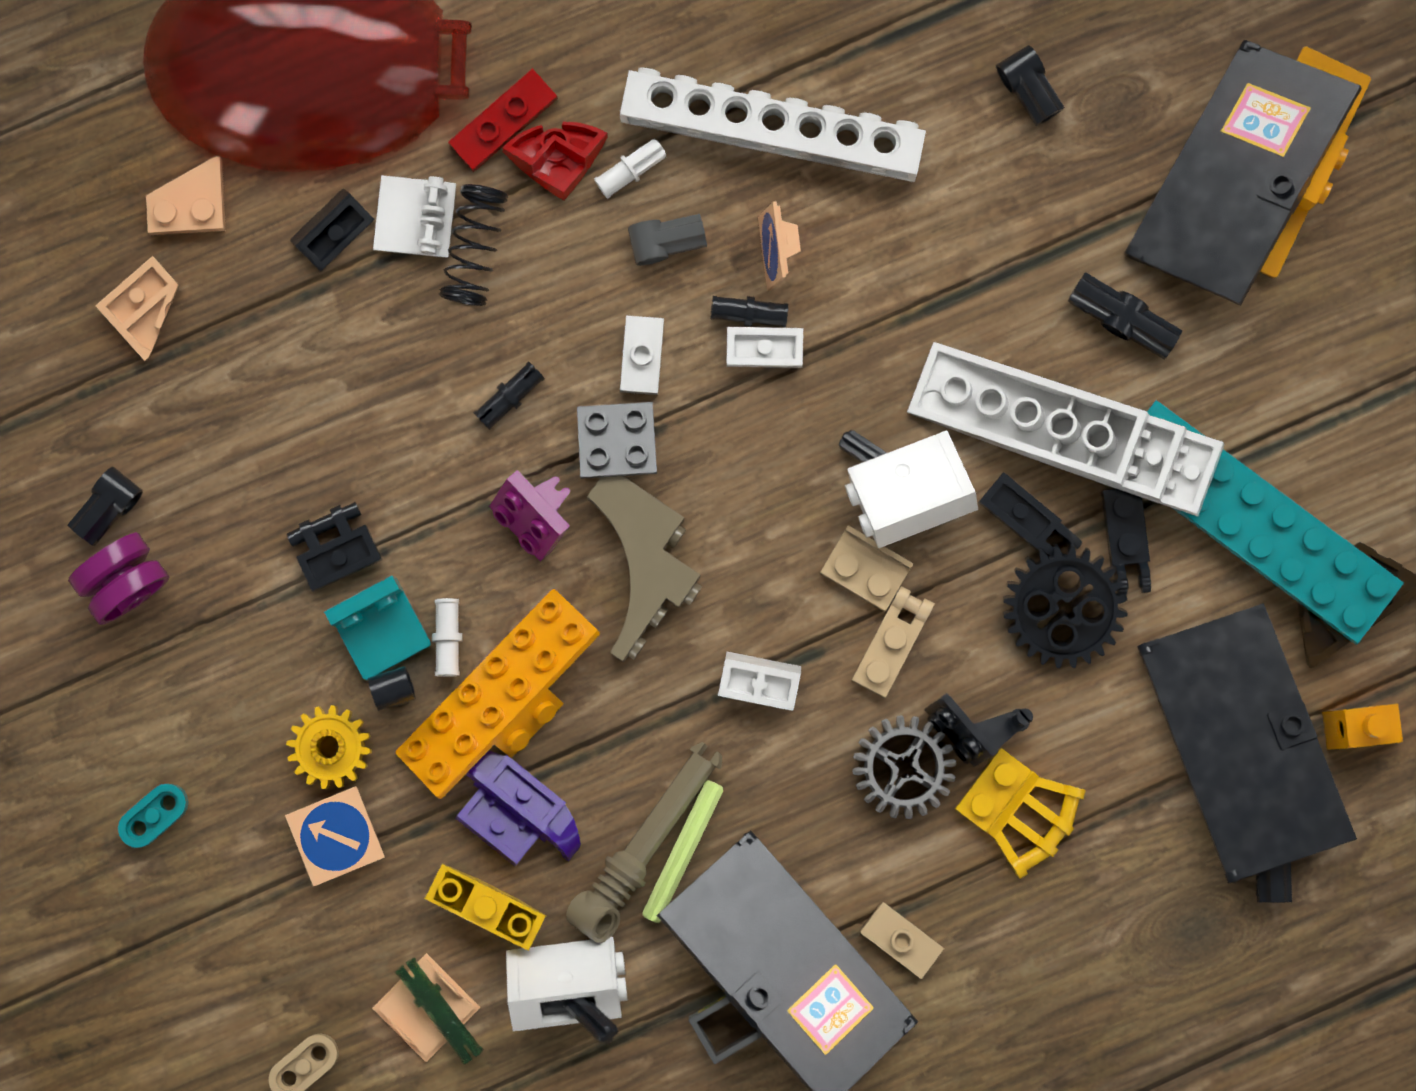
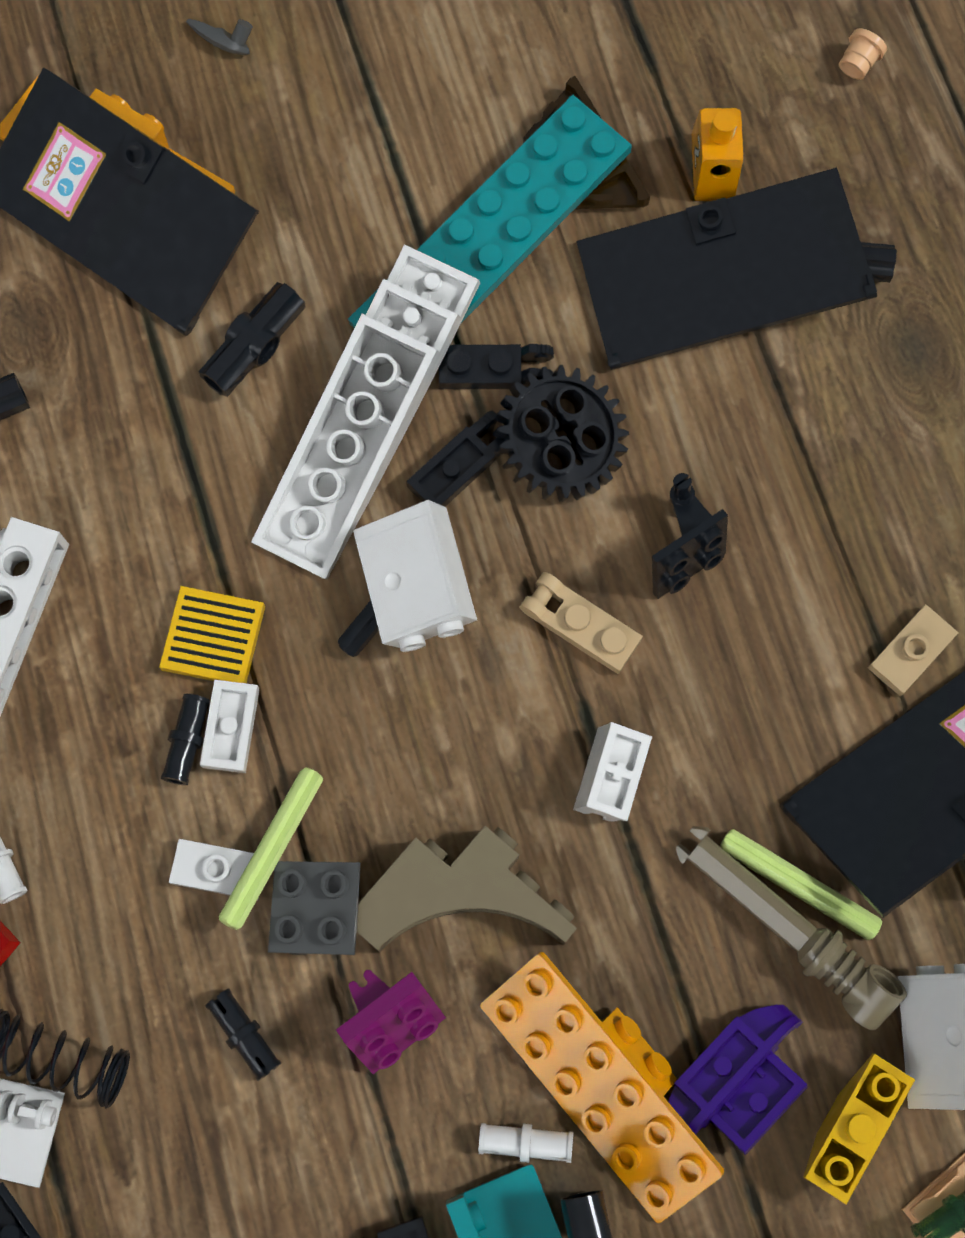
camera: 85 degrees left, 10 degrees down
(656, 240) = (86, 836): dark grey piece -> none
(664, 397) = (270, 849): none -> yellowish green axle
(778, 243) = (112, 696): light nougat piece -> none
(843, 320) = (212, 636): none -> yellow tile
(865, 569) = (495, 642): tan plate -> none
(932, 784) = (735, 634): light grey gear -> none
(998, 795) = (763, 532): yellow plate -> none

